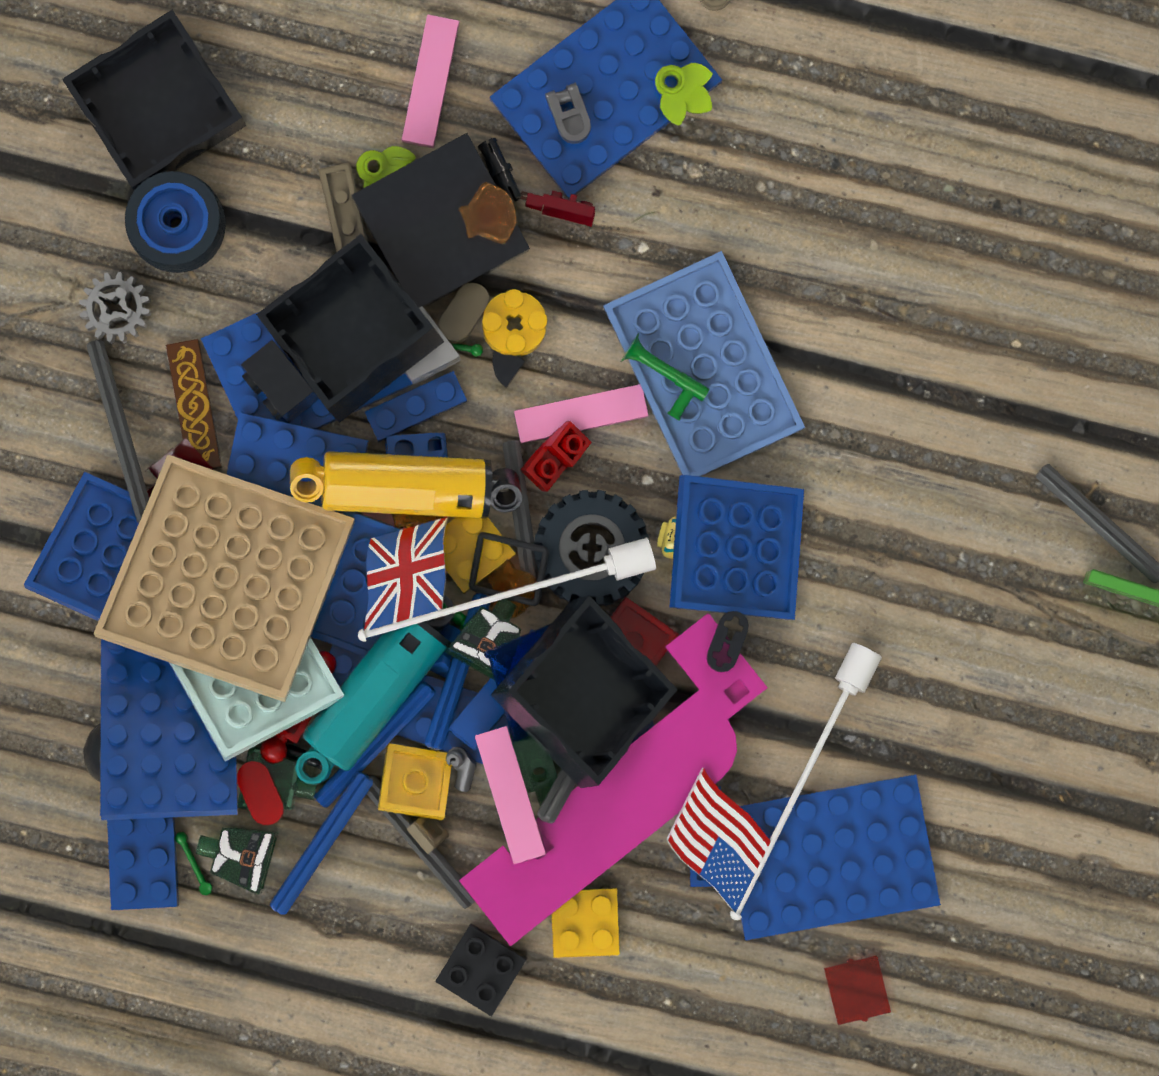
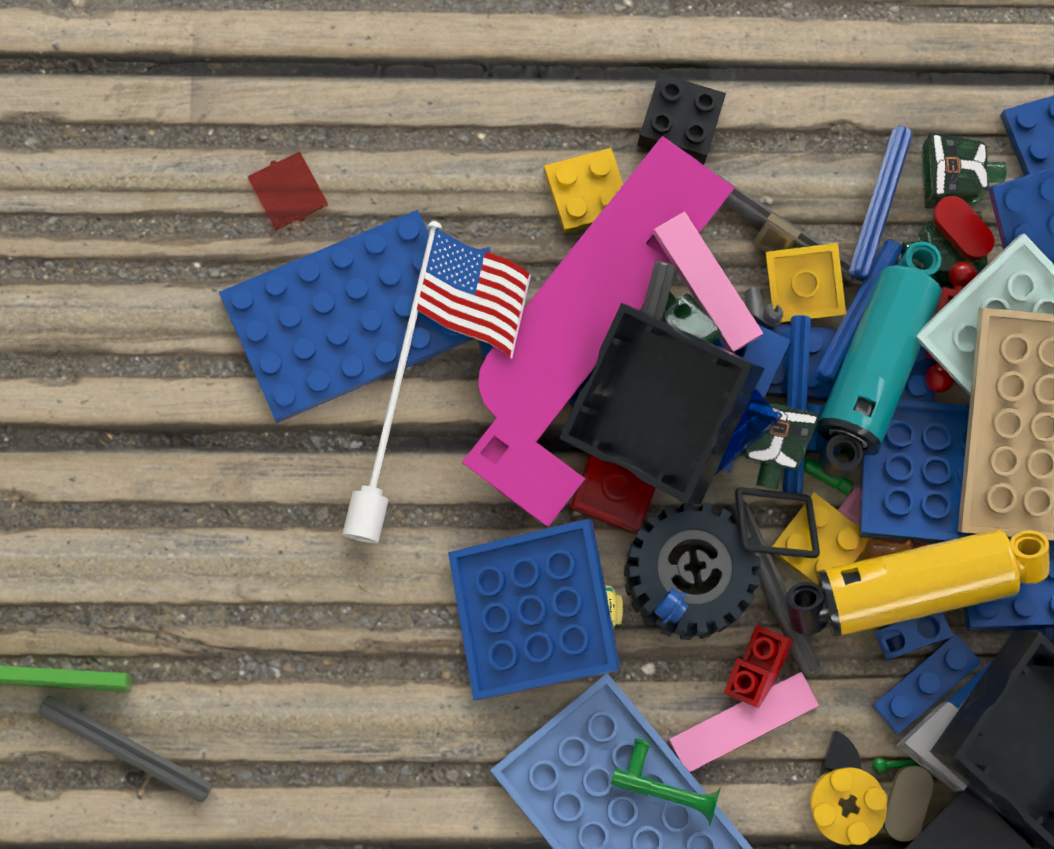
camera: 155 degrees right, 10 degrees down
(205, 887) = (981, 135): green hinge -> none
(410, 577) = (883, 479): flag -> none
(510, 578) = (765, 512): clear orange animal -> none
(623, 515) = (671, 606): none -> blue plate
(734, 645) = (528, 498): black beam -> none

